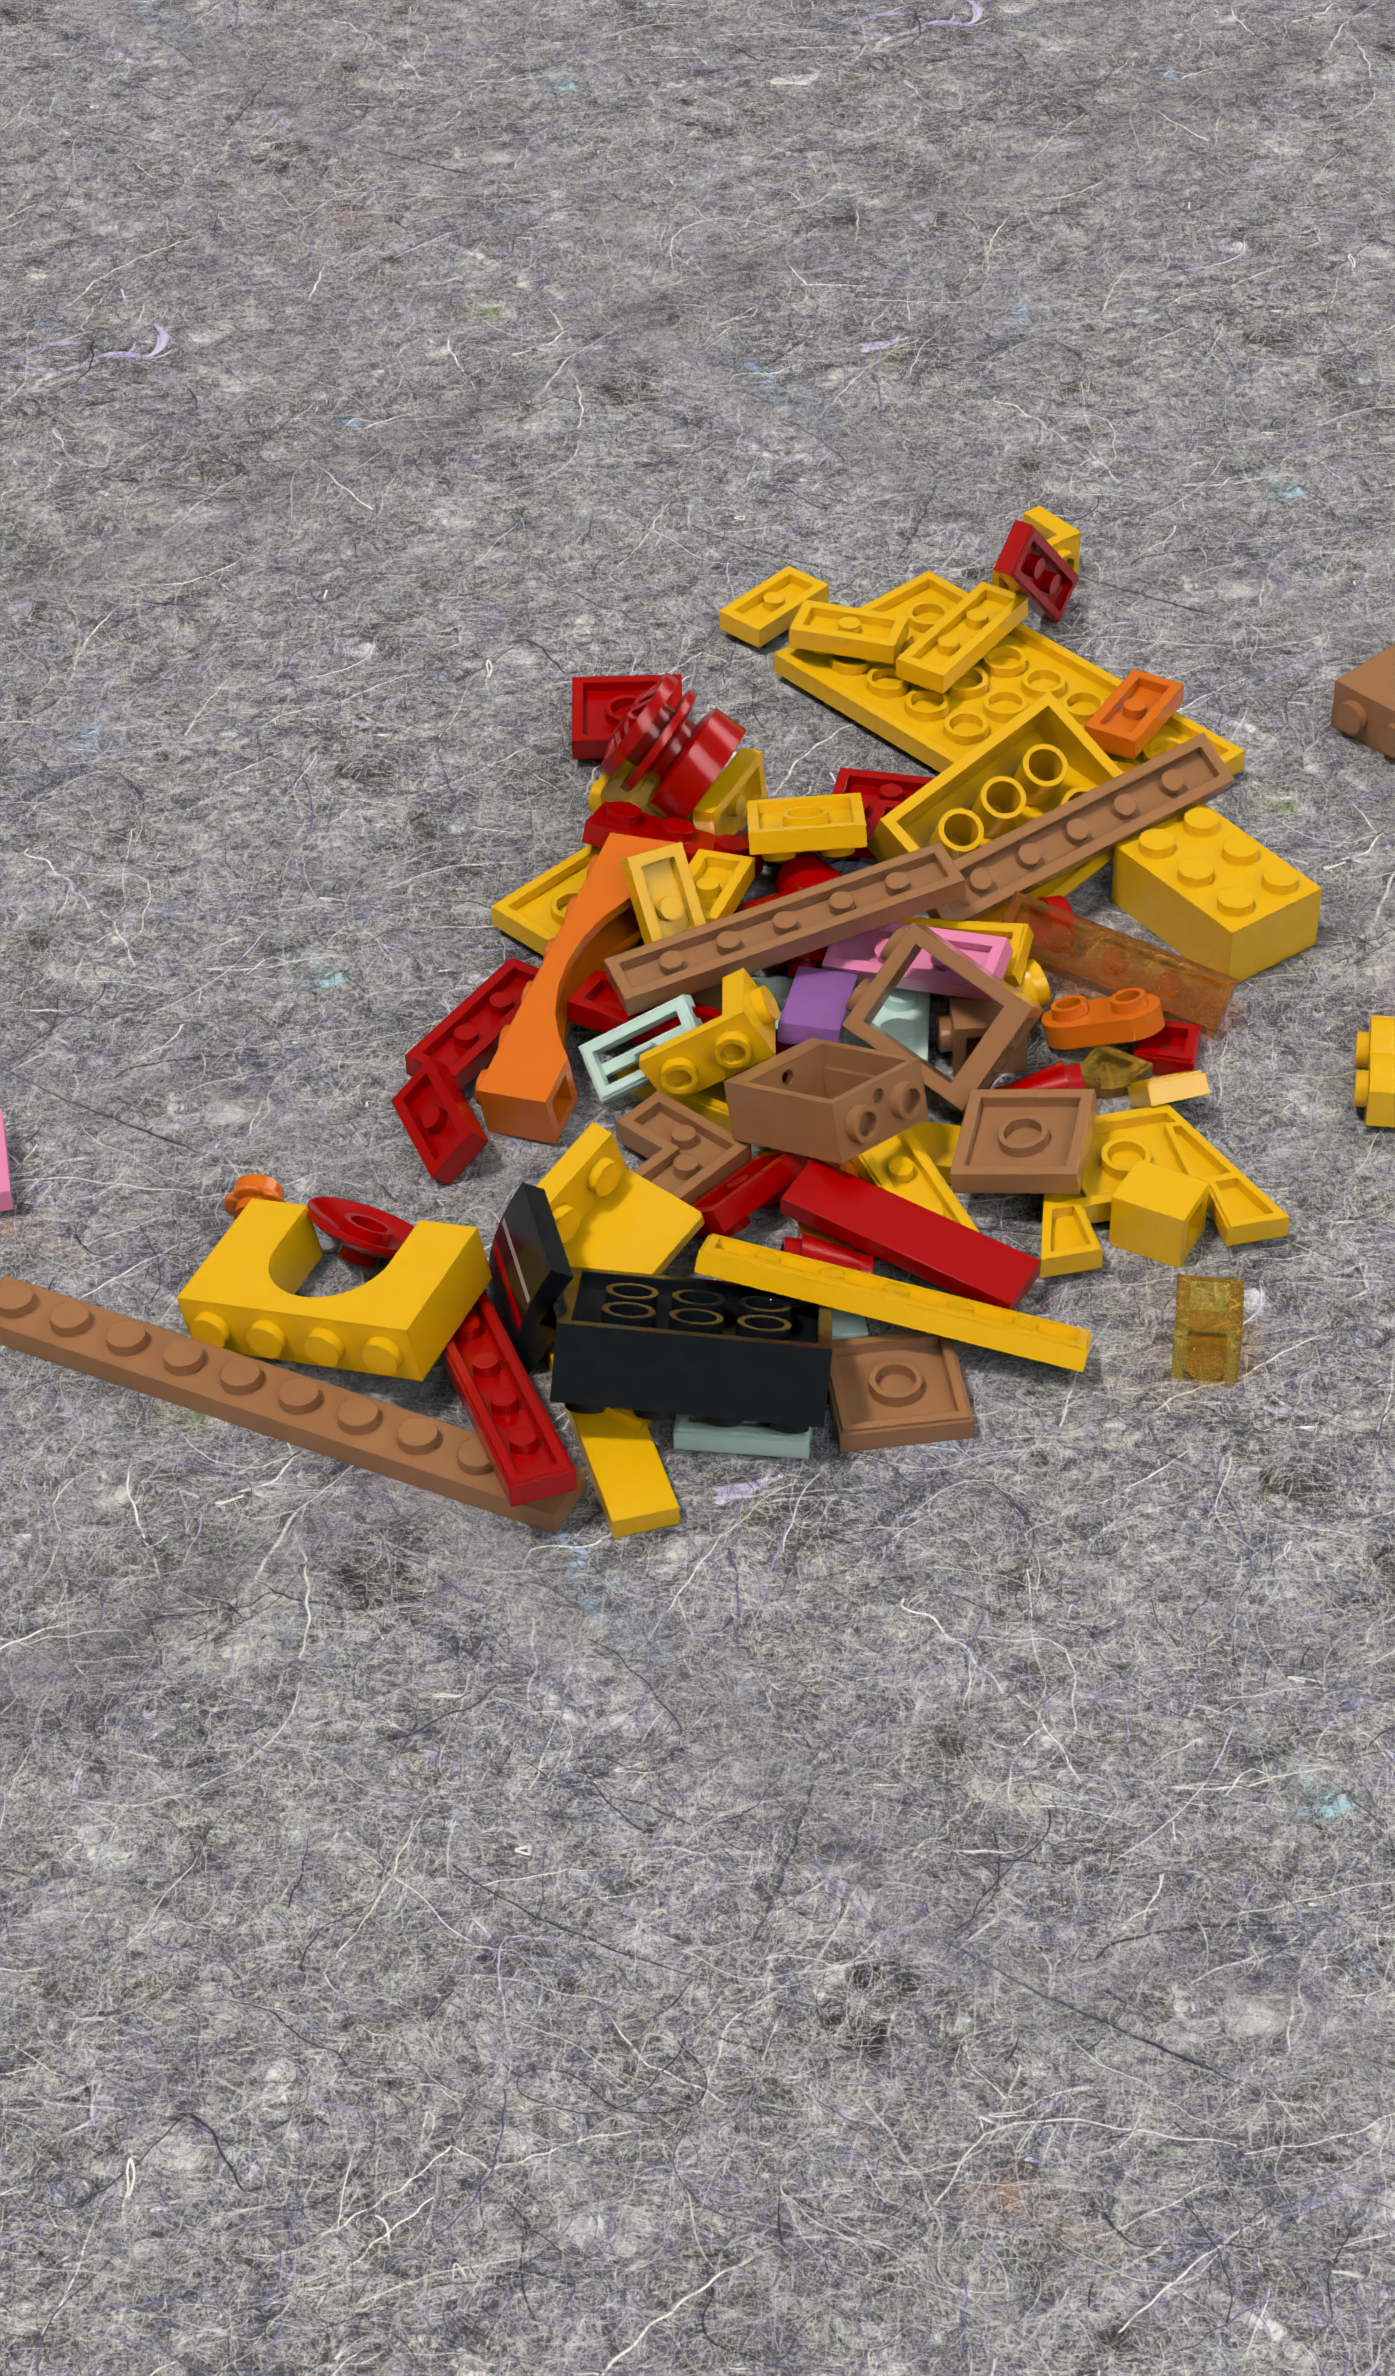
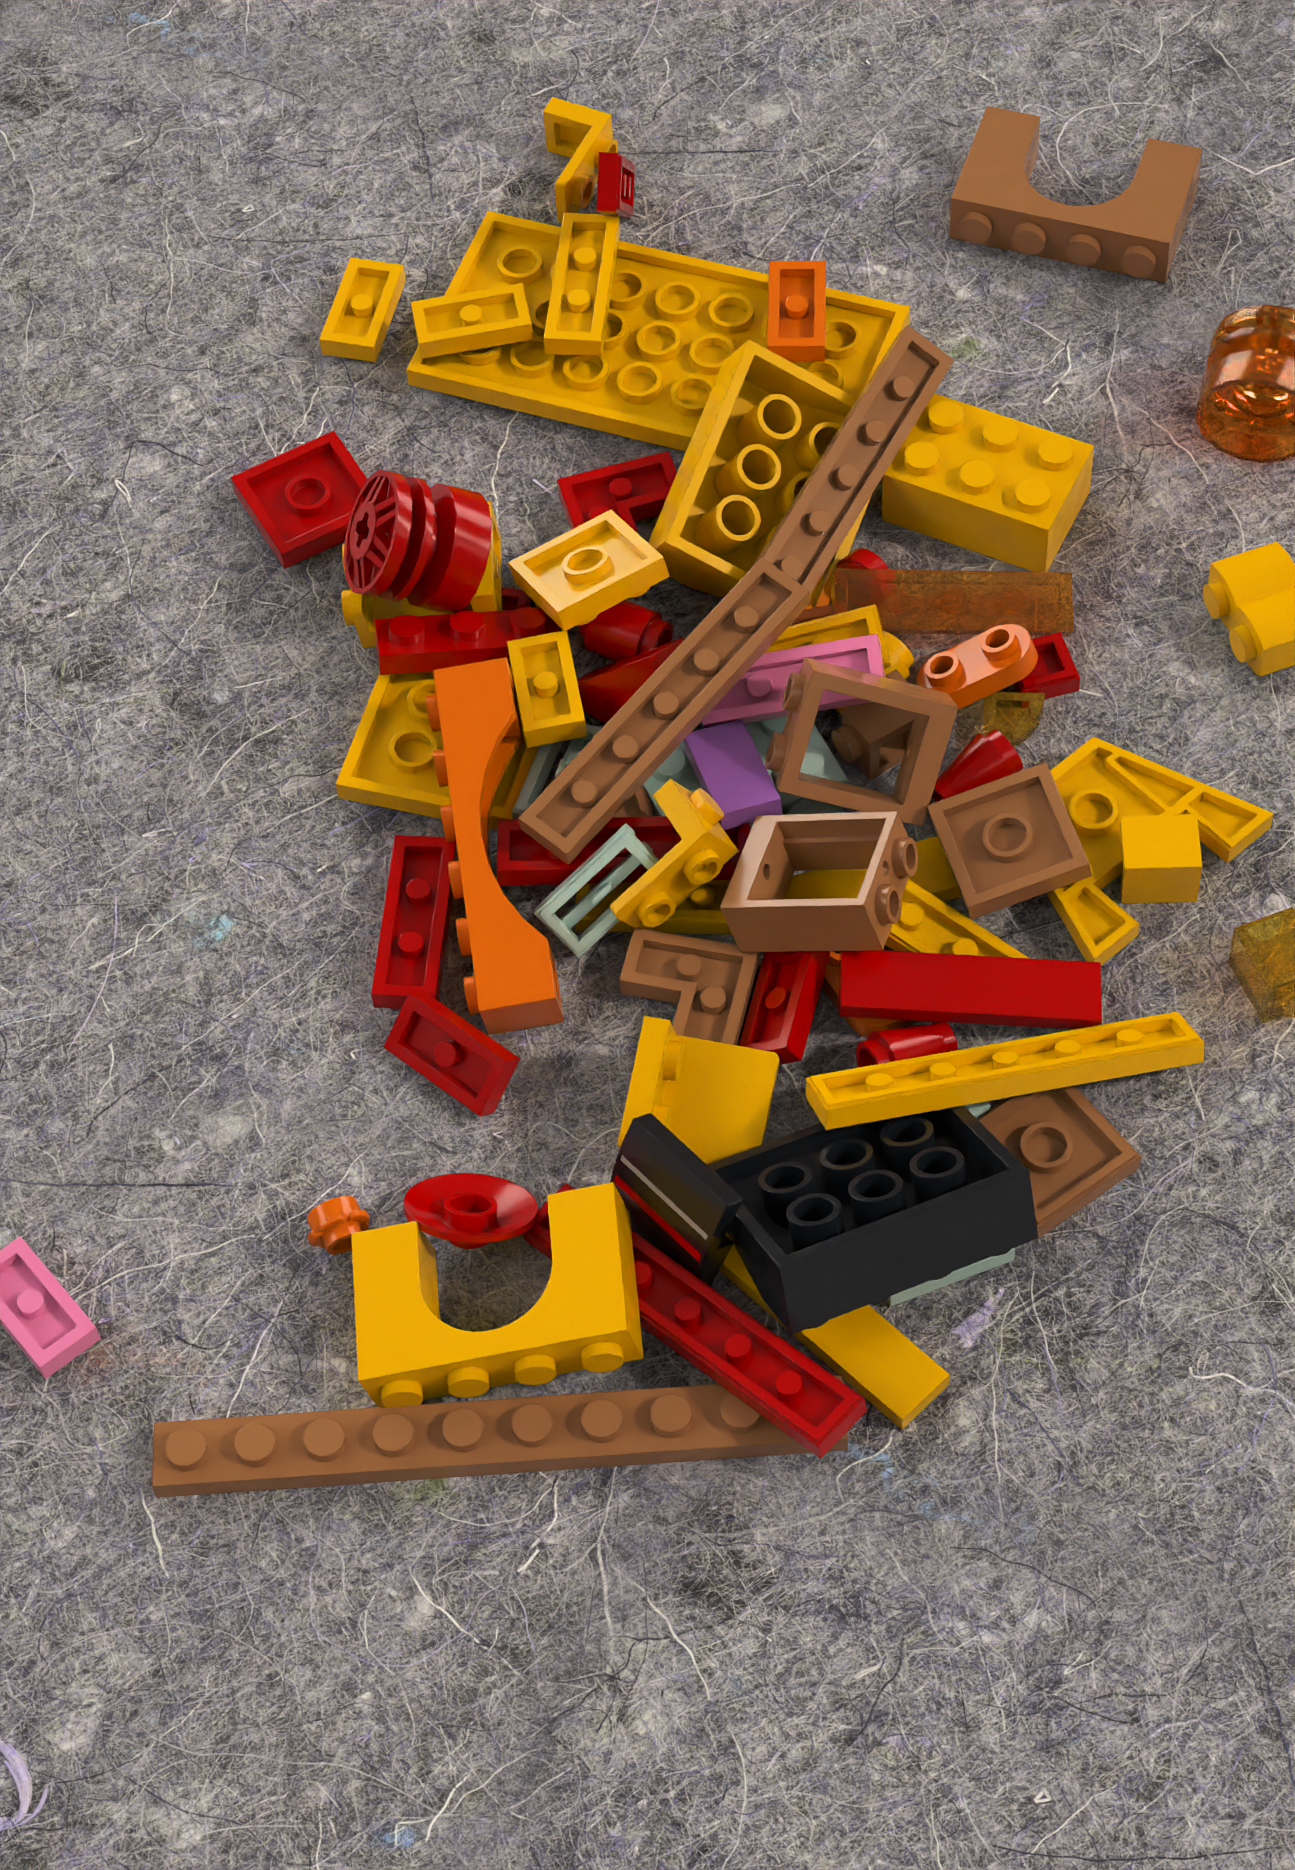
camera: 25 degrees left, 15 degrees up
(662, 892) = (535, 725): yellow plate -> none
(1168, 1088) = (1079, 718): yellow tile -> none

